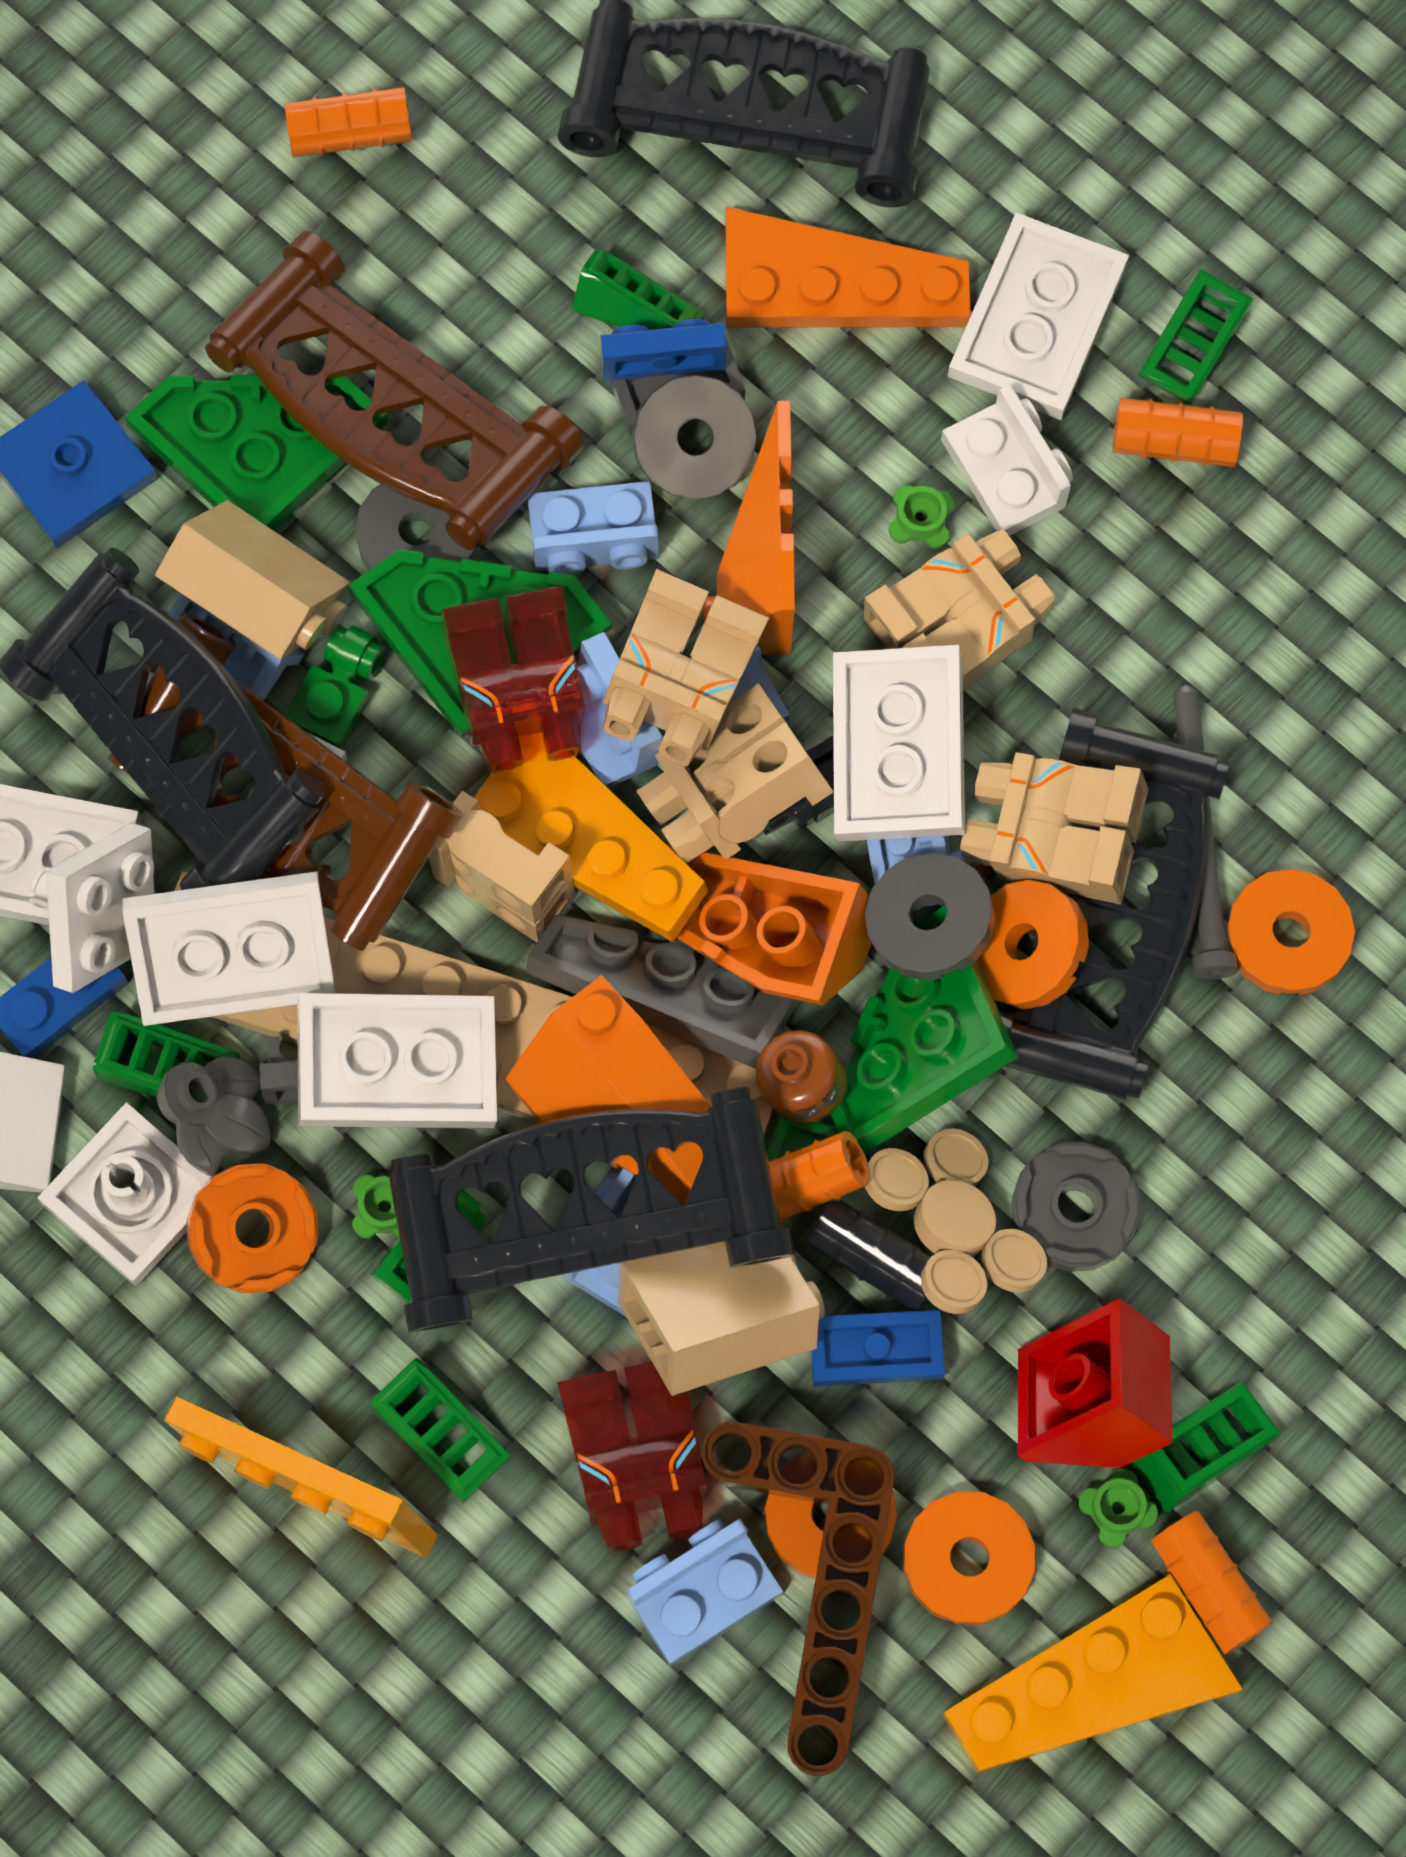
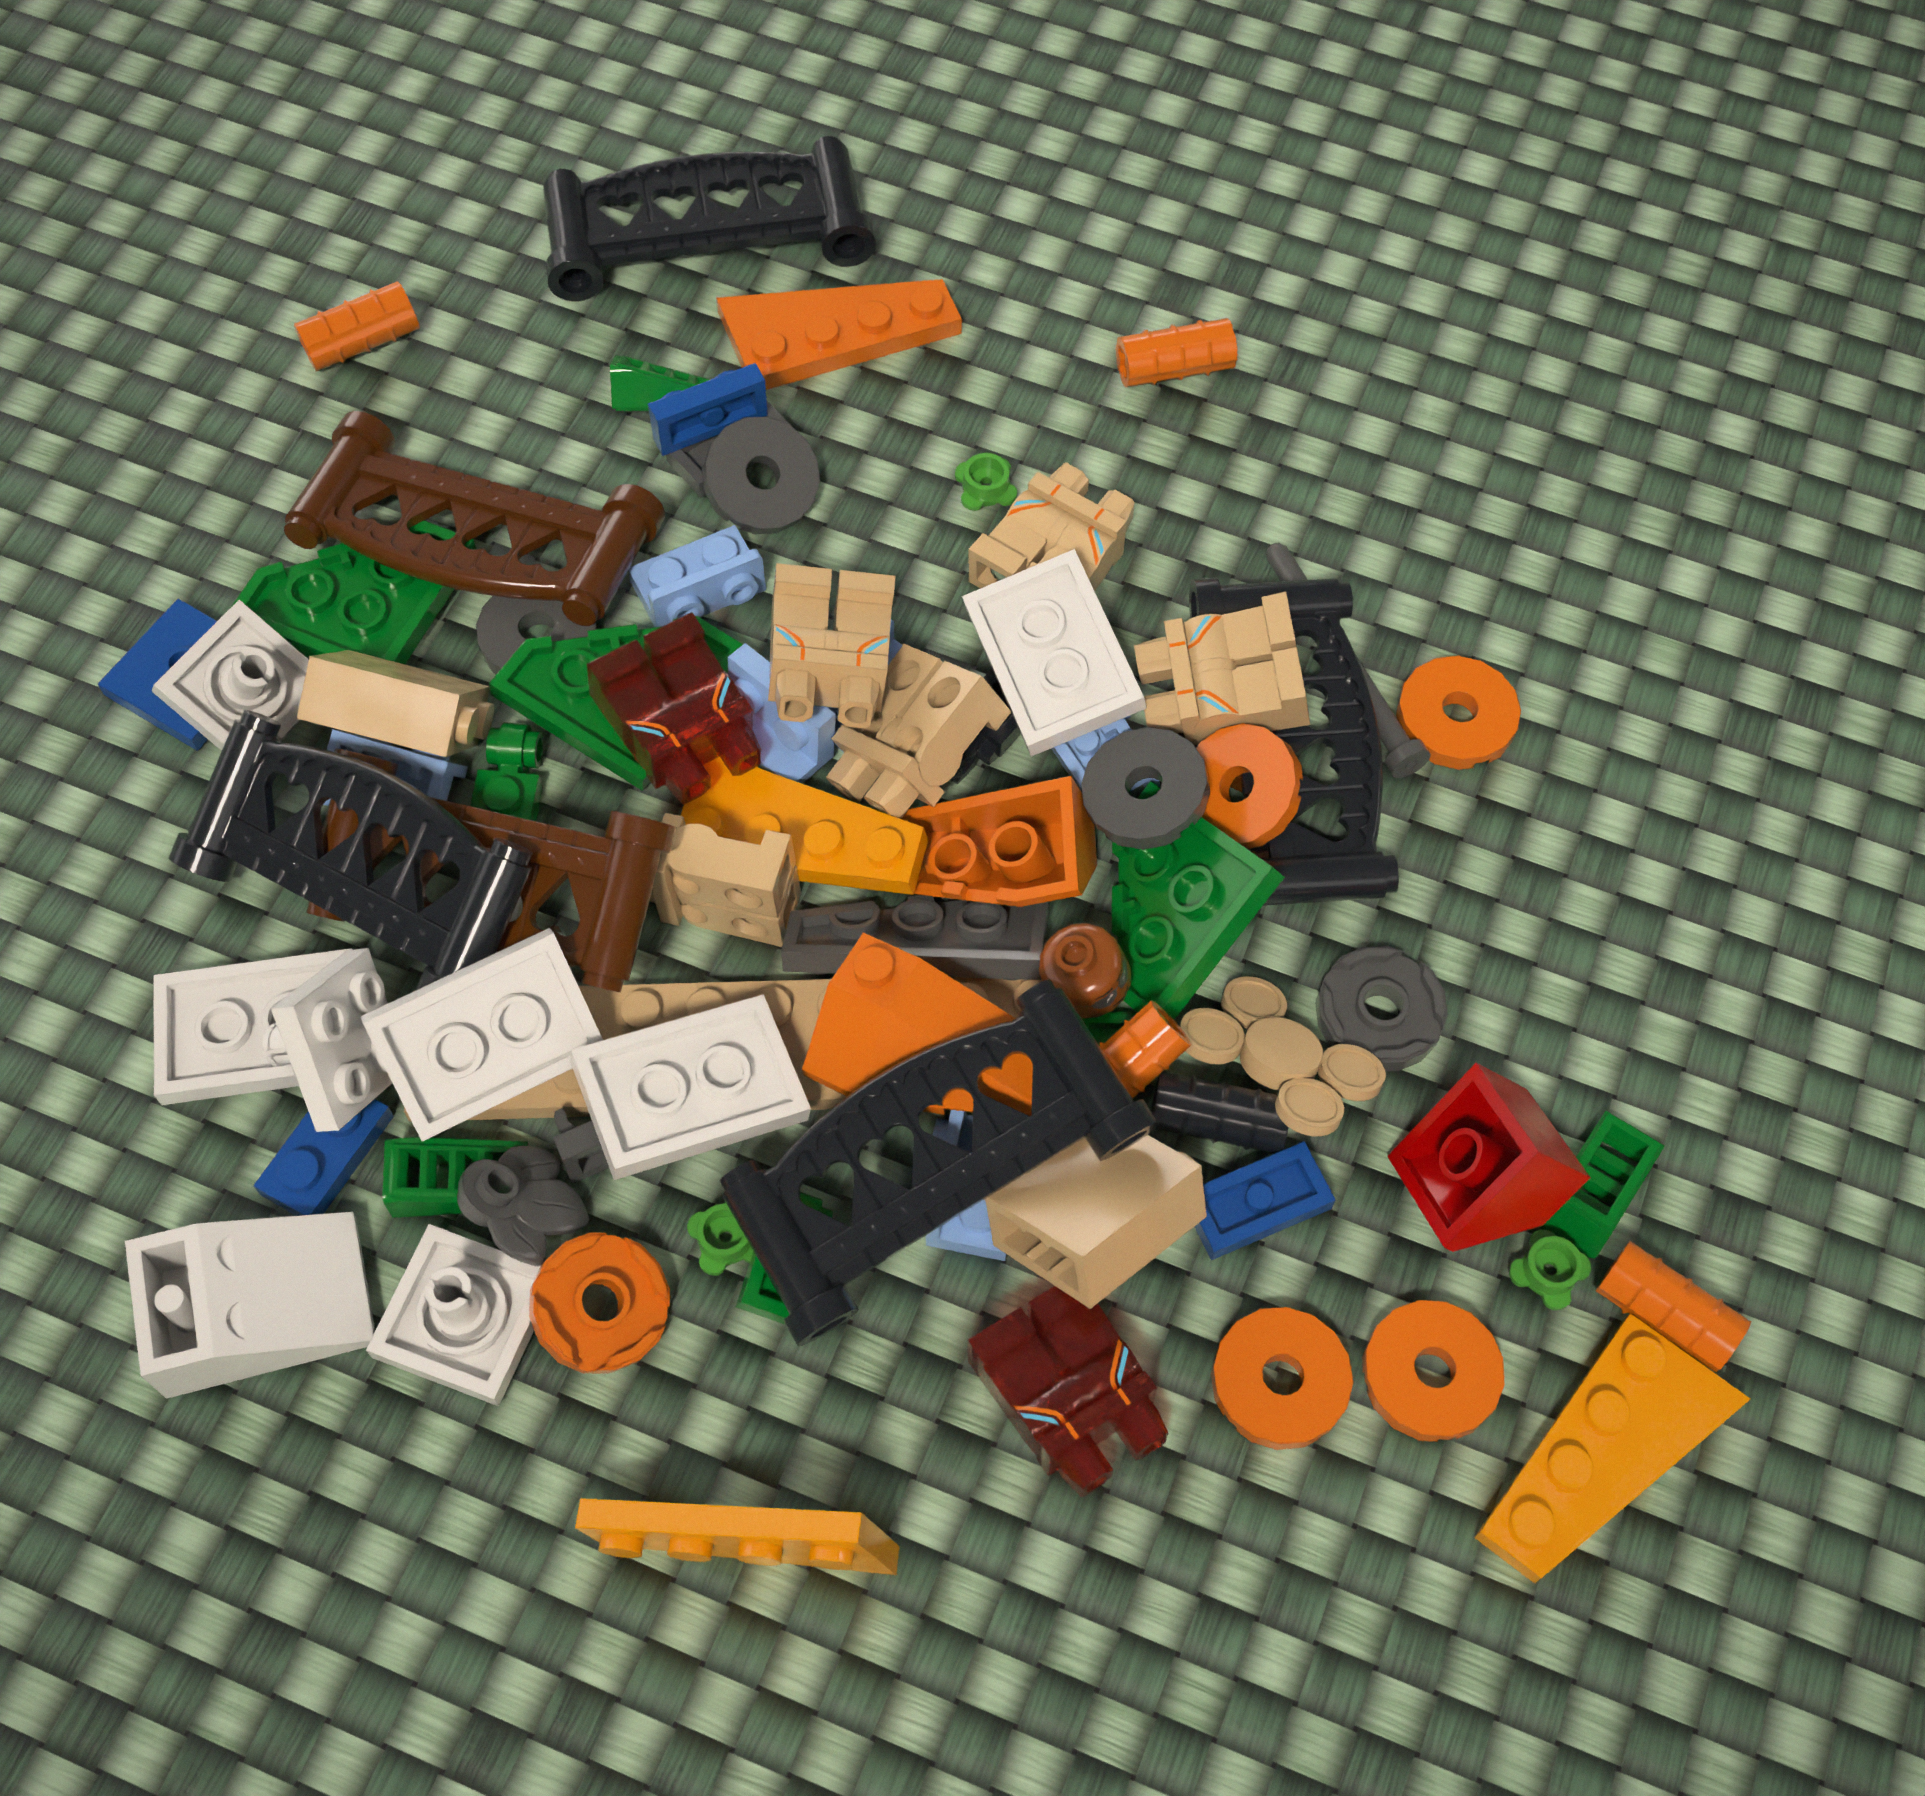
camera: 20 degrees left, 10 degrees down
(117, 498) = (233, 670): none -> white plate
(402, 1386) = (849, 1401): green slope -> none
(702, 1590) = (1190, 1502): light blue bracket -> none
(760, 550) = (863, 532): orange wedge -> none
(832, 1573) = (1314, 1433): reddish brown beam -> none
(1009, 463) = (1044, 416): white bracket -> none
(1038, 315) = (1019, 302): white plate -> none
(1218, 294) = (1165, 244): green slope -> none

